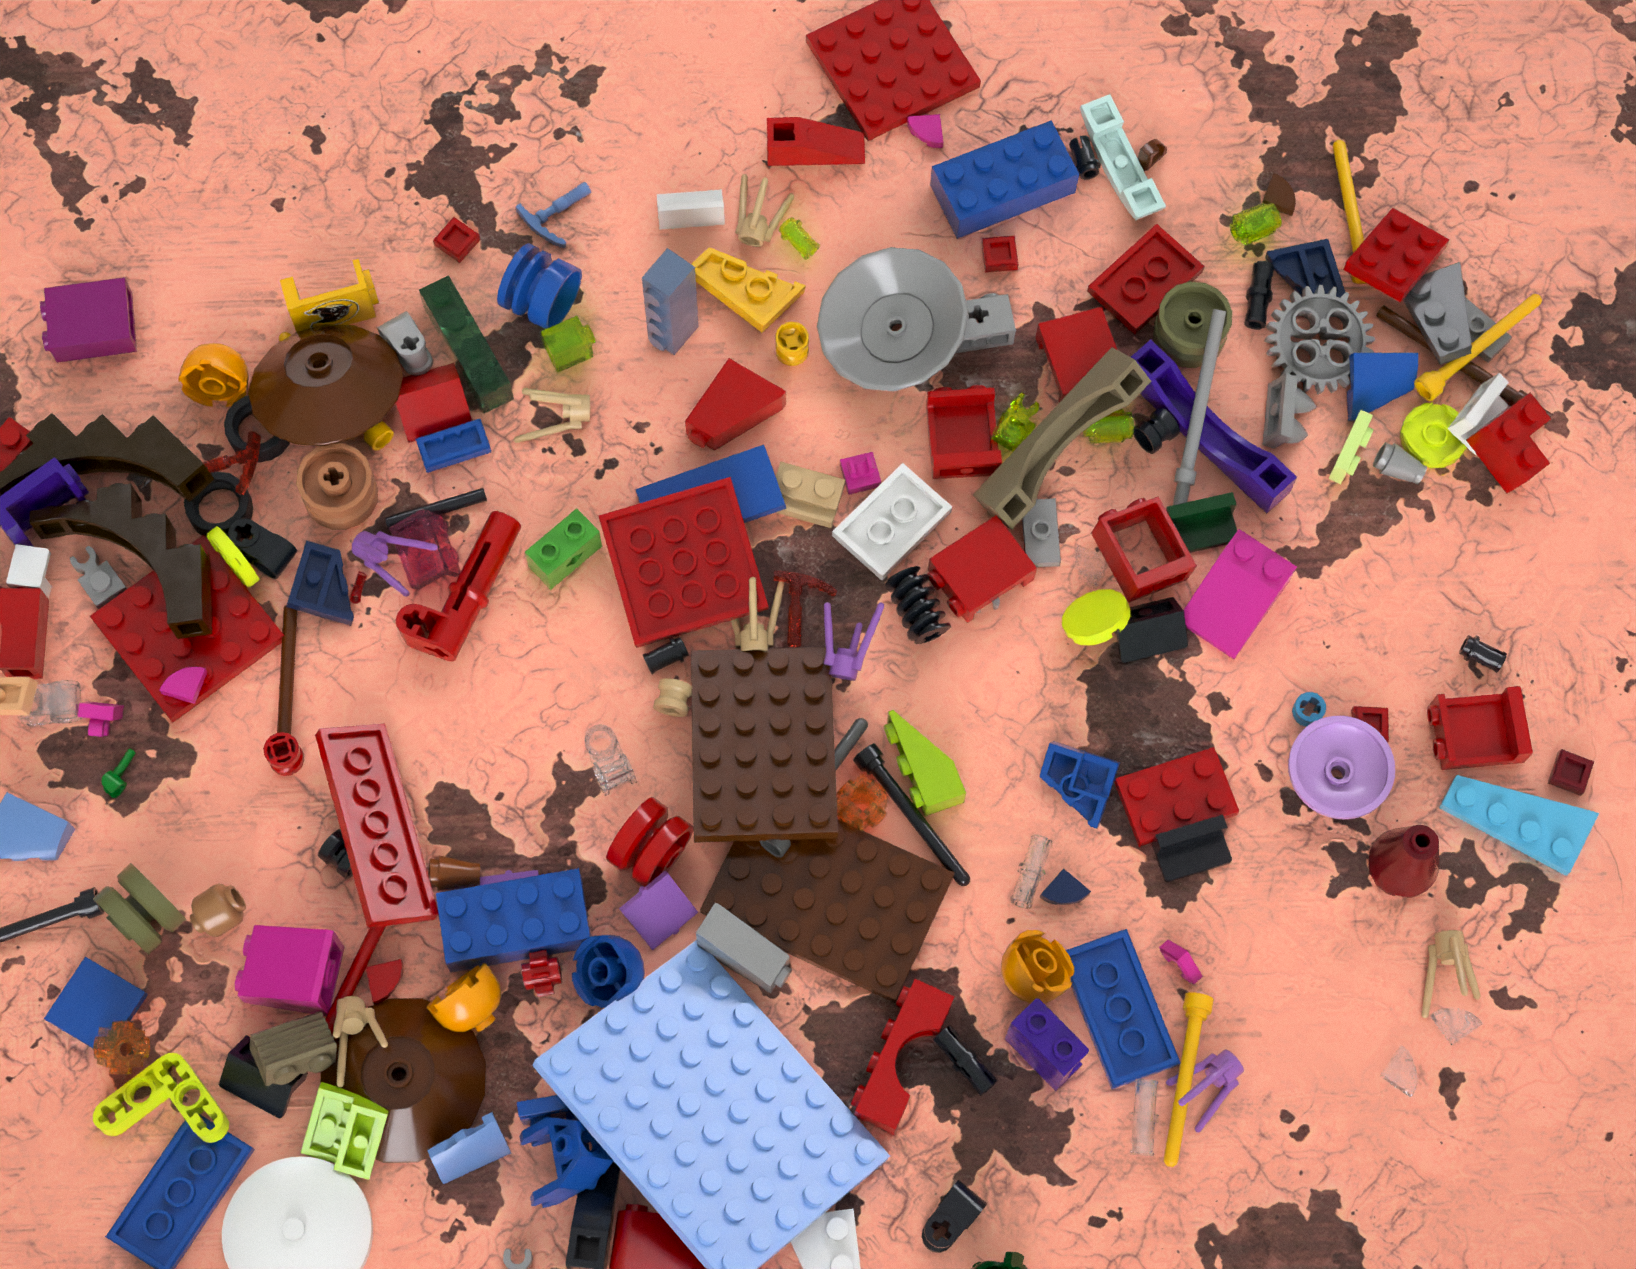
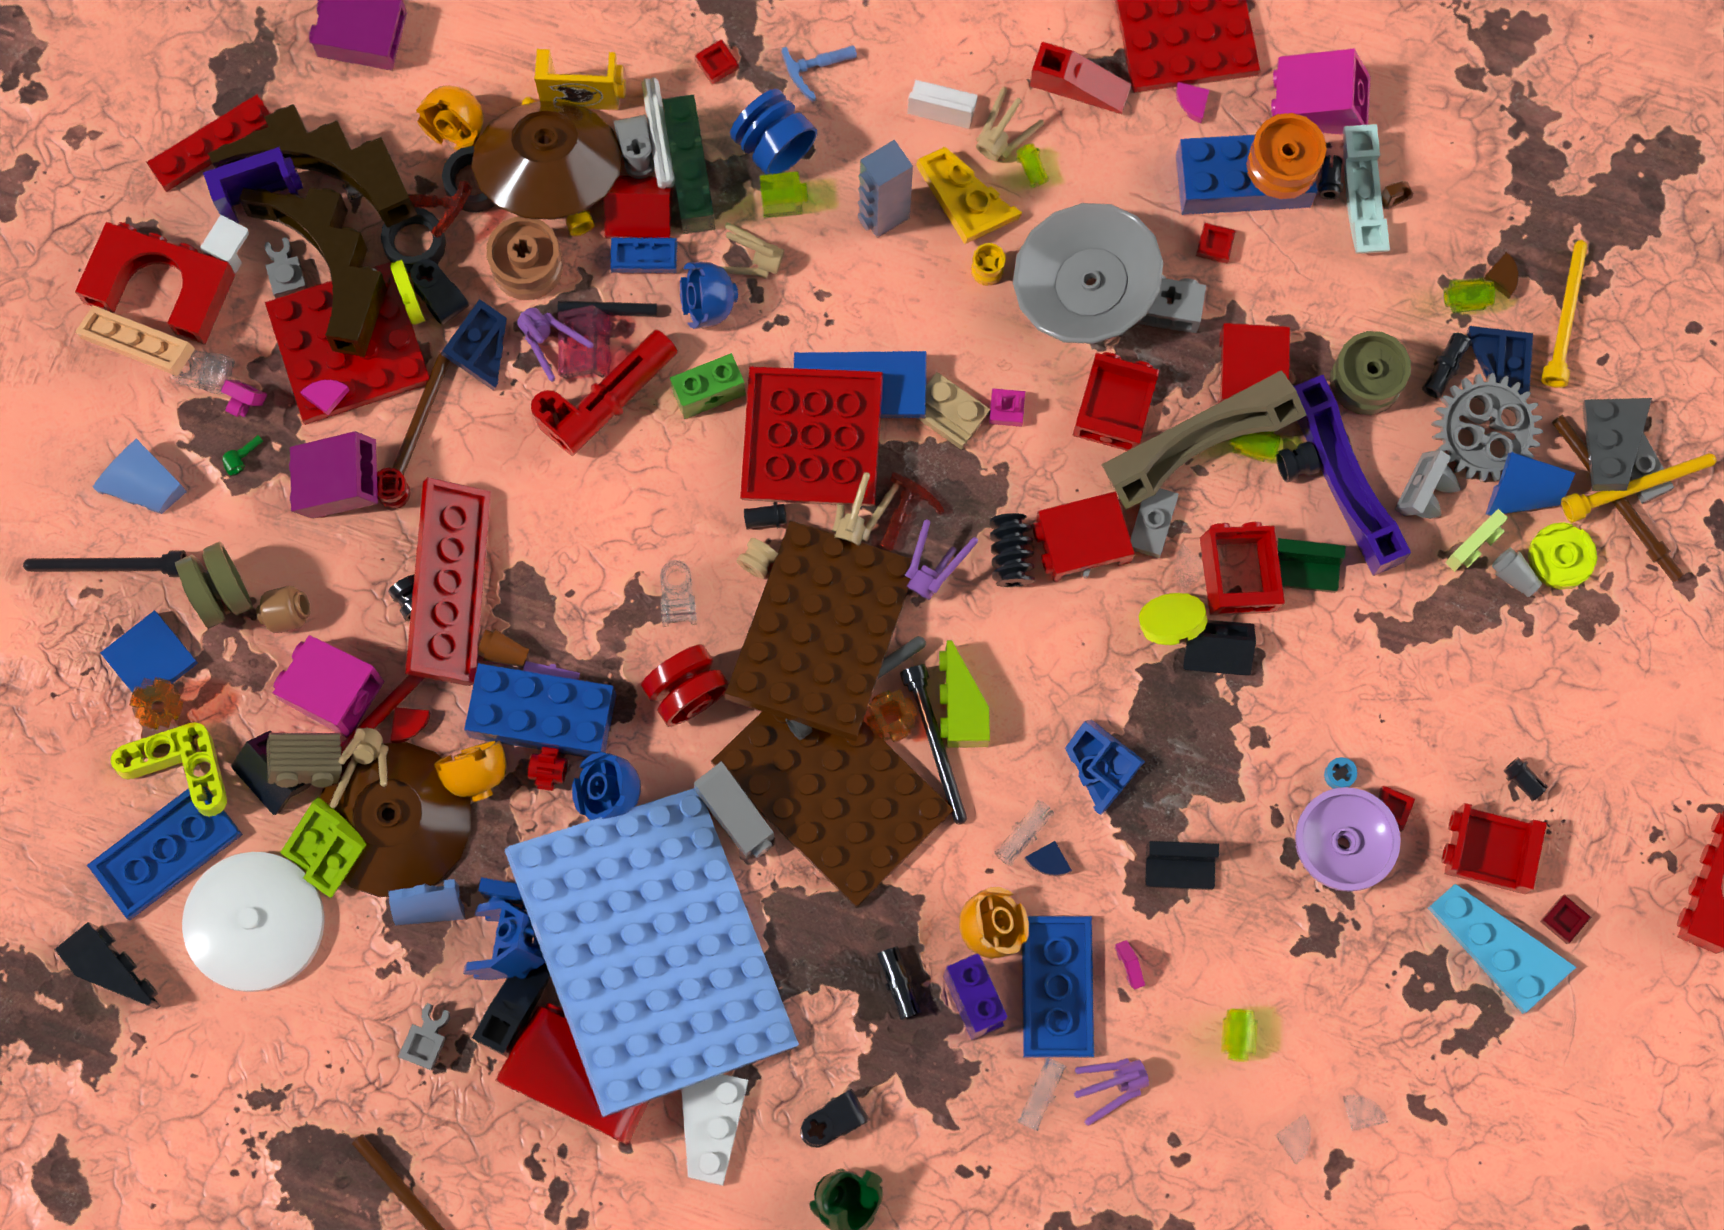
camera: 20 degrees right, 5 degrees up
(222, 759) = (333, 475): none -> magenta brick
(357, 589) = (508, 362): red leg -> none
(427, 326) = (658, 133): none -> white axle
(529, 461) = (707, 294): none -> blue cylinder
(658, 910) = (672, 748): medium lavender piece -> none
(732, 406) = (911, 305): red slope -> none
(892, 521) = (1018, 463): white plate -> none
(920, 1015) = (873, 927): red arch -> none
(1014, 424) = (1167, 411): clear neon green plate -> none
(1040, 147) = (1286, 155): none -> orange wheel
(1045, 81) = (1324, 87): none -> dark pink slope
(1143, 276) = (1341, 310): red plate -> none
(1176, 794) = (1185, 809): red plate -> none
(1185, 475) = (1309, 514): light grey bar -> none
(1197, 1008) = (1128, 1013): yellow piece -> none
(1237, 593) = (1314, 642): dark pink slope -> none
(1310, 991) = (1239, 1034): none -> clear neon green brick
(1396, 254) = (1592, 371): red plate -> none
(1405, 860) = (1374, 947): dark red cone -> none
(1451, 950) = (1386, 1045): tan plant -> none
(1480, 409) = (1614, 553): white panel -> none
(1507, 446) = (1626, 586): red brick -> none

